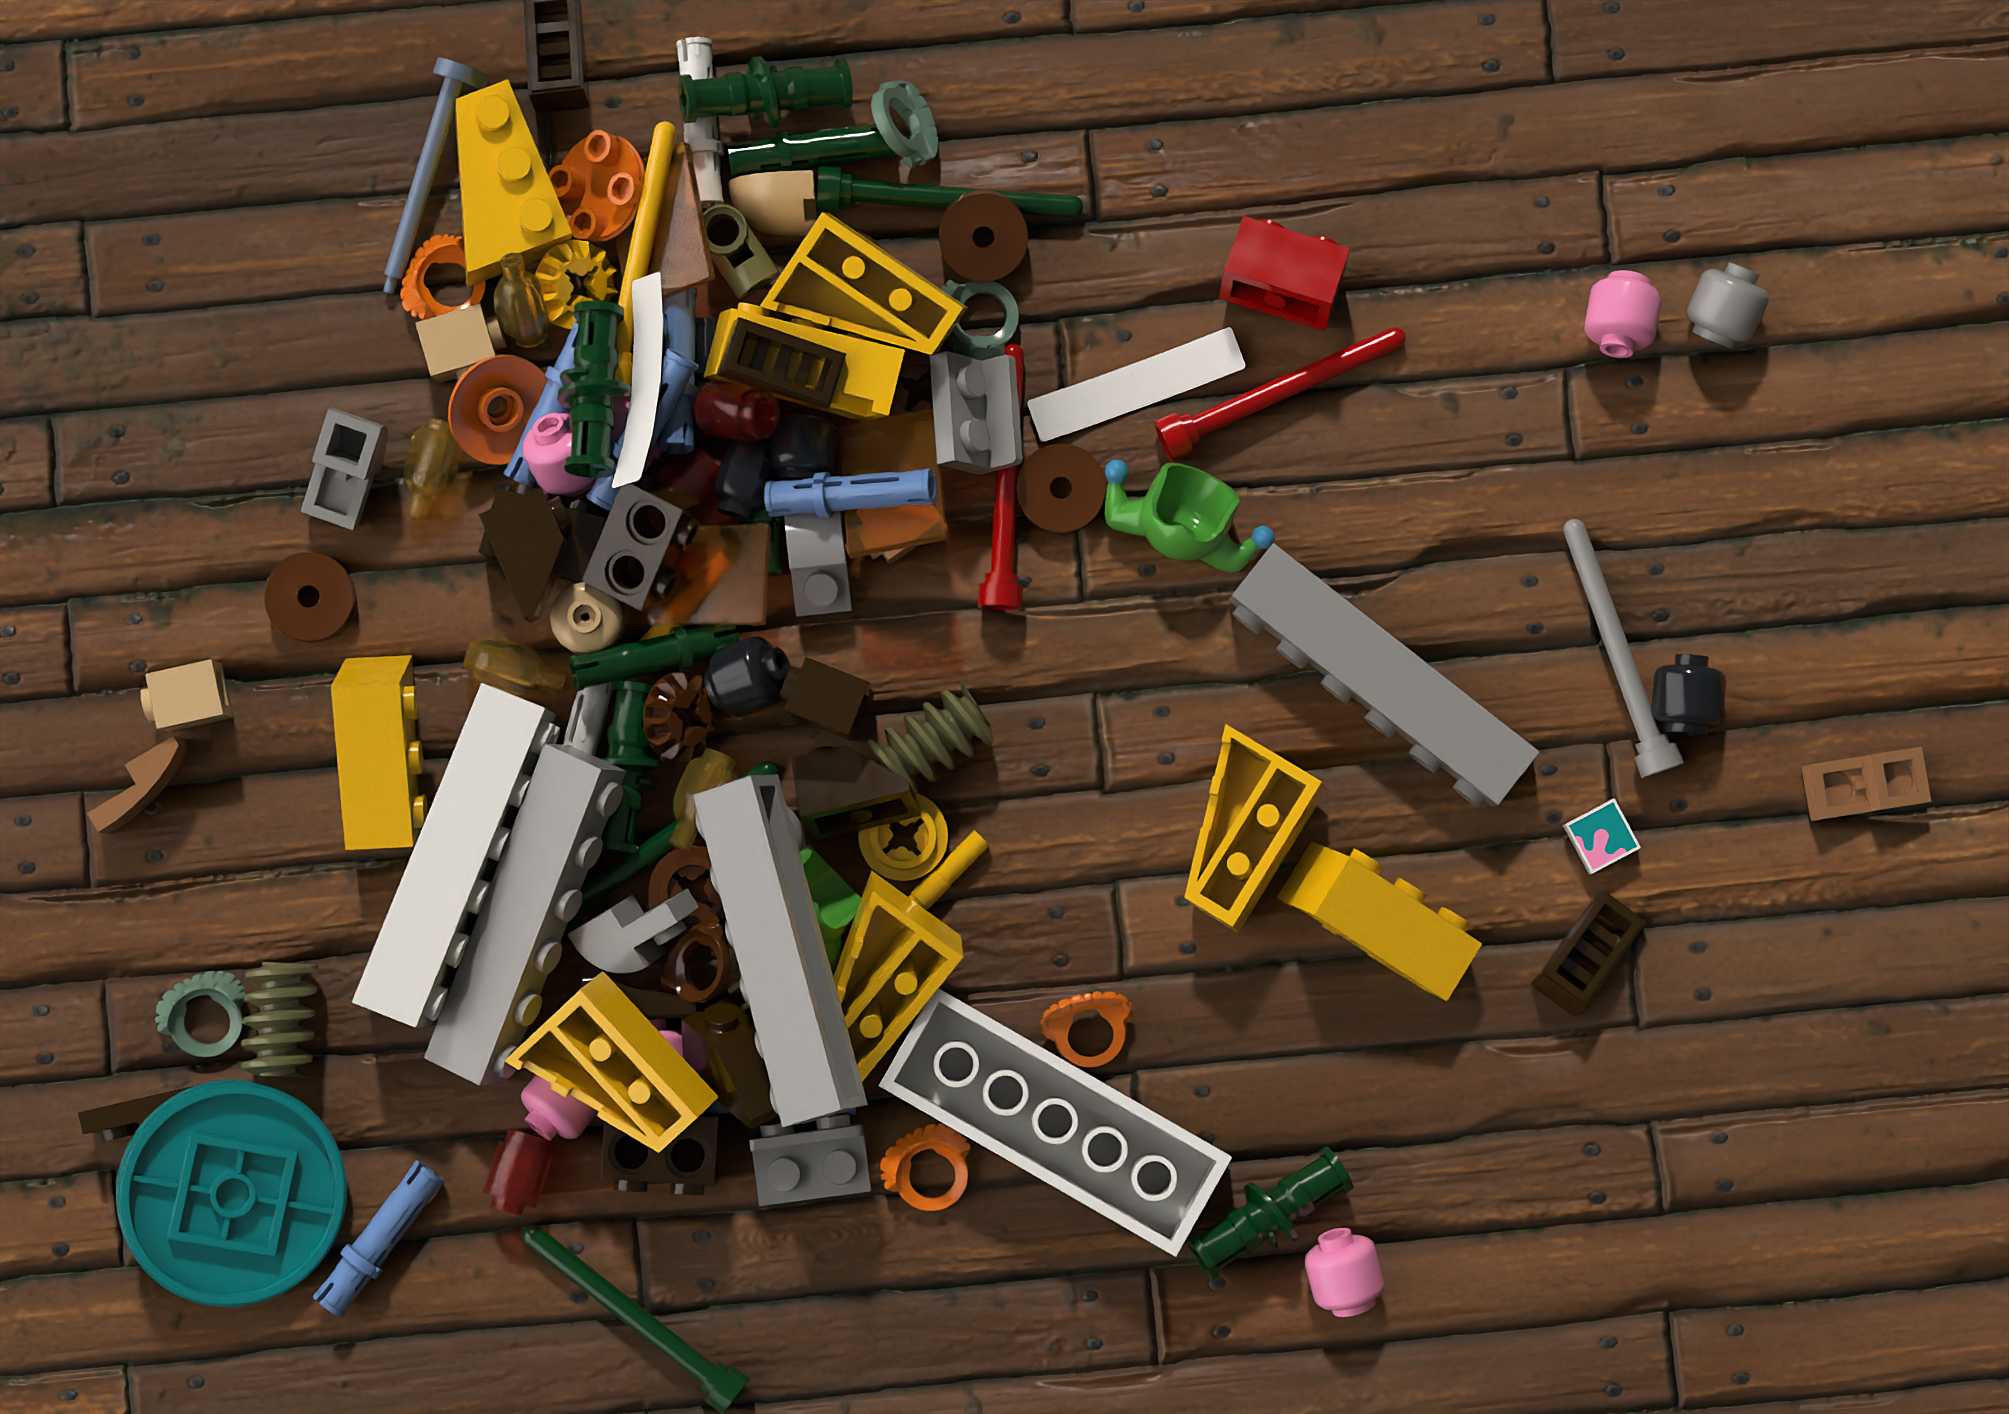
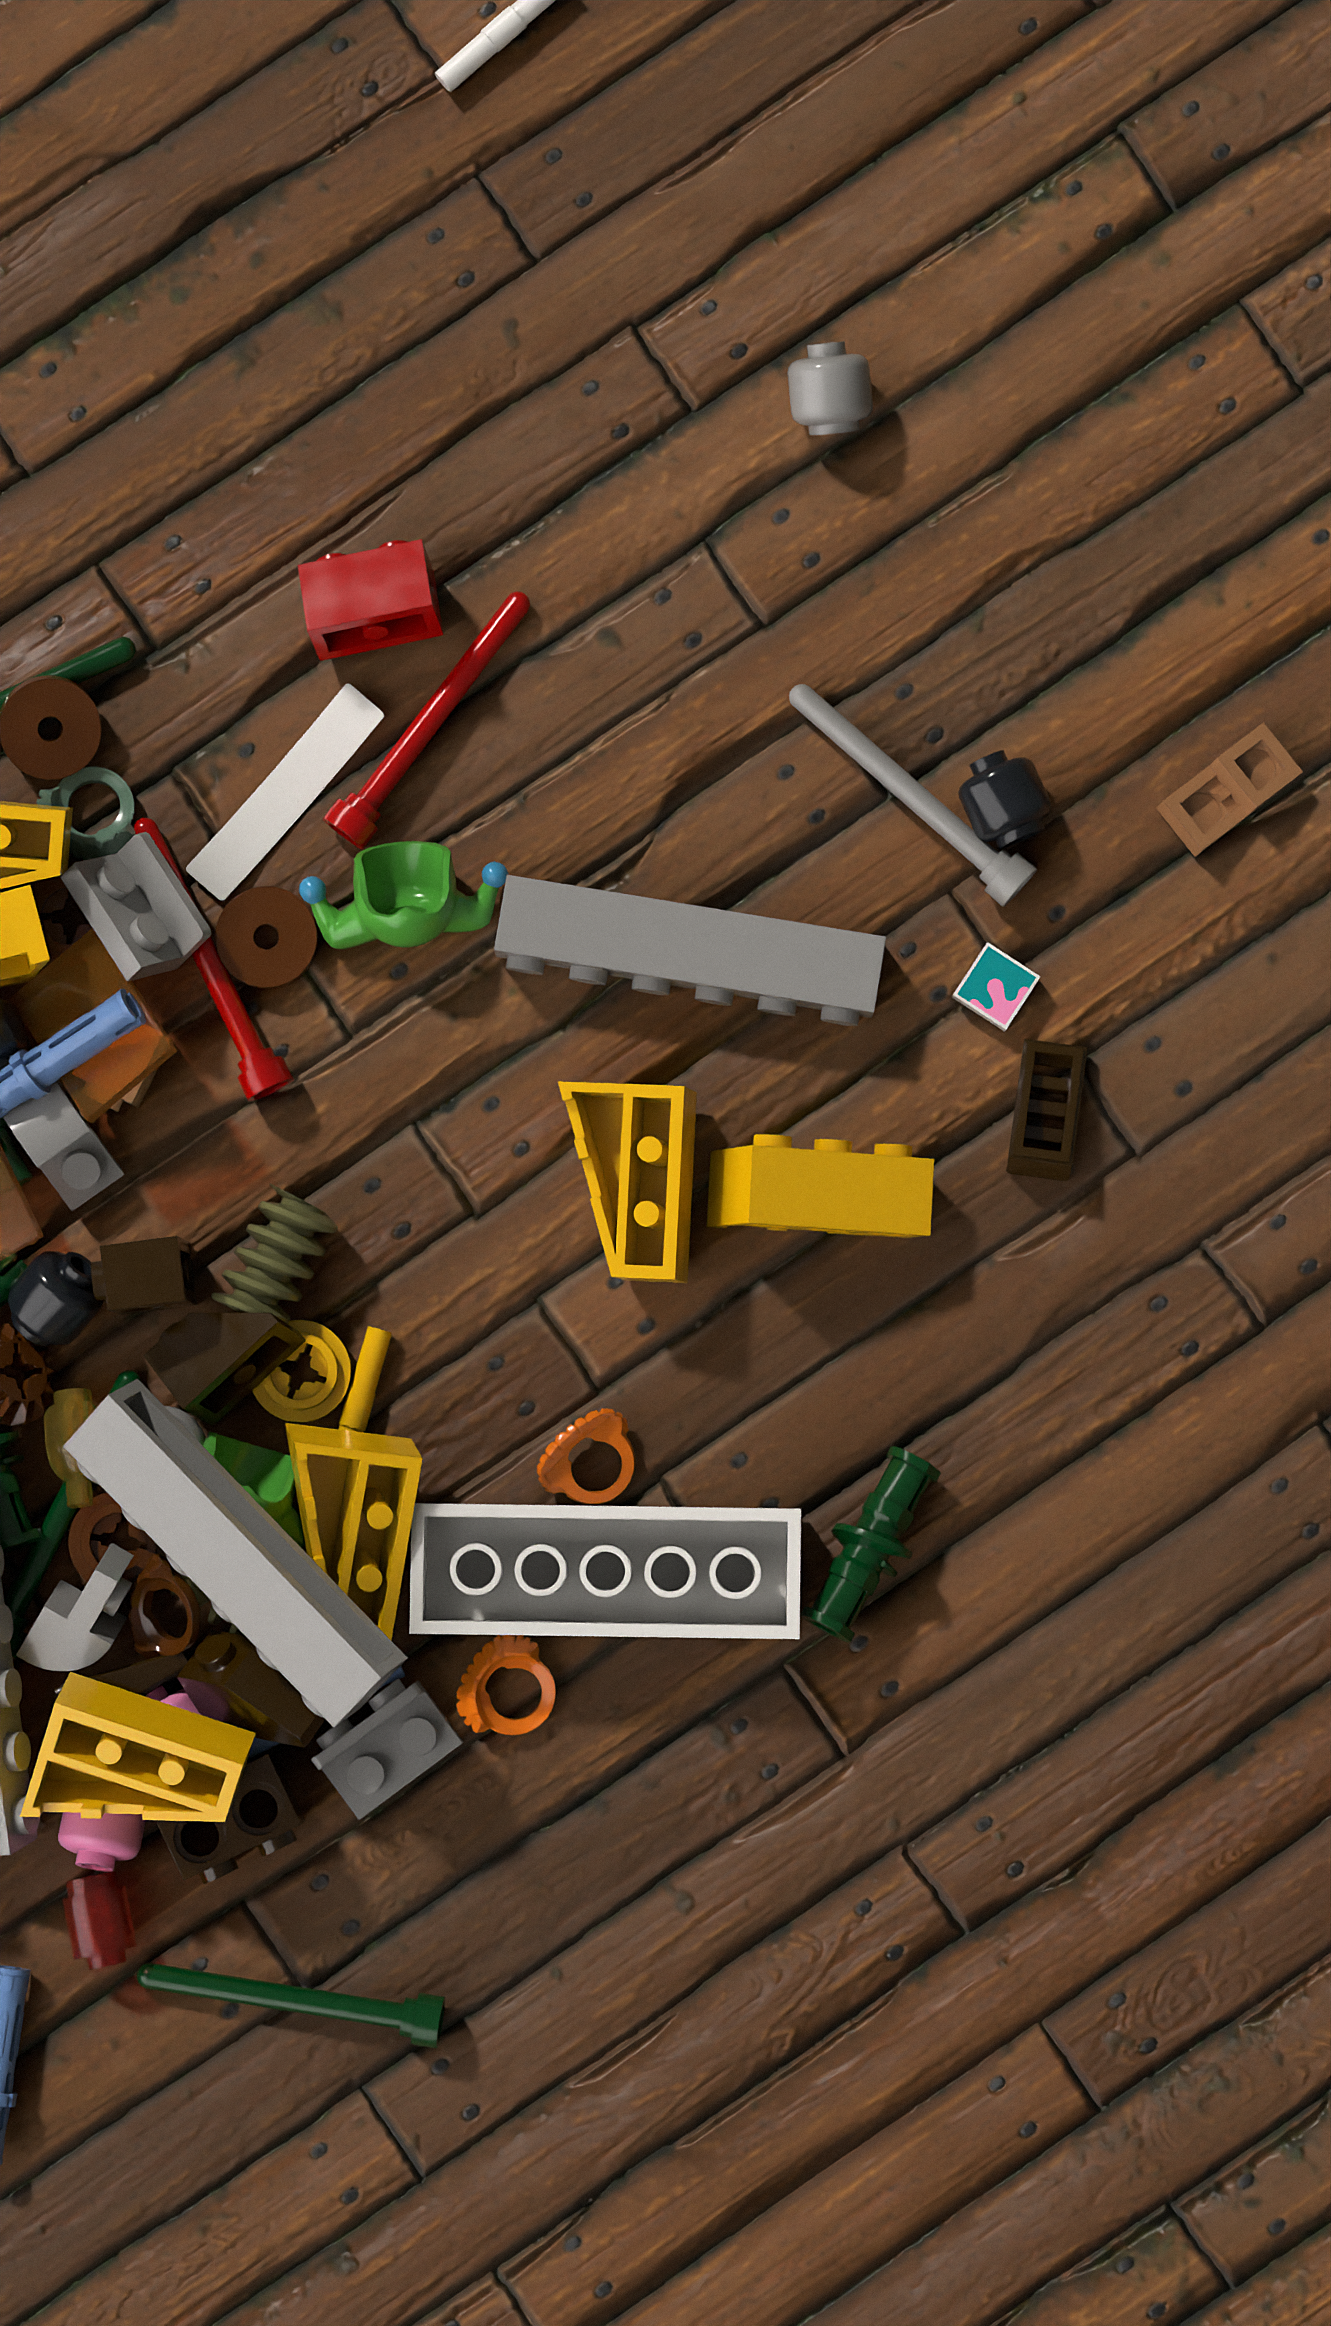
camera: 25 degrees left, 0 degrees up
(1344, 1272) = (978, 1562): bright pink head -> none
(1623, 313) = (730, 454): bright pink head -> none

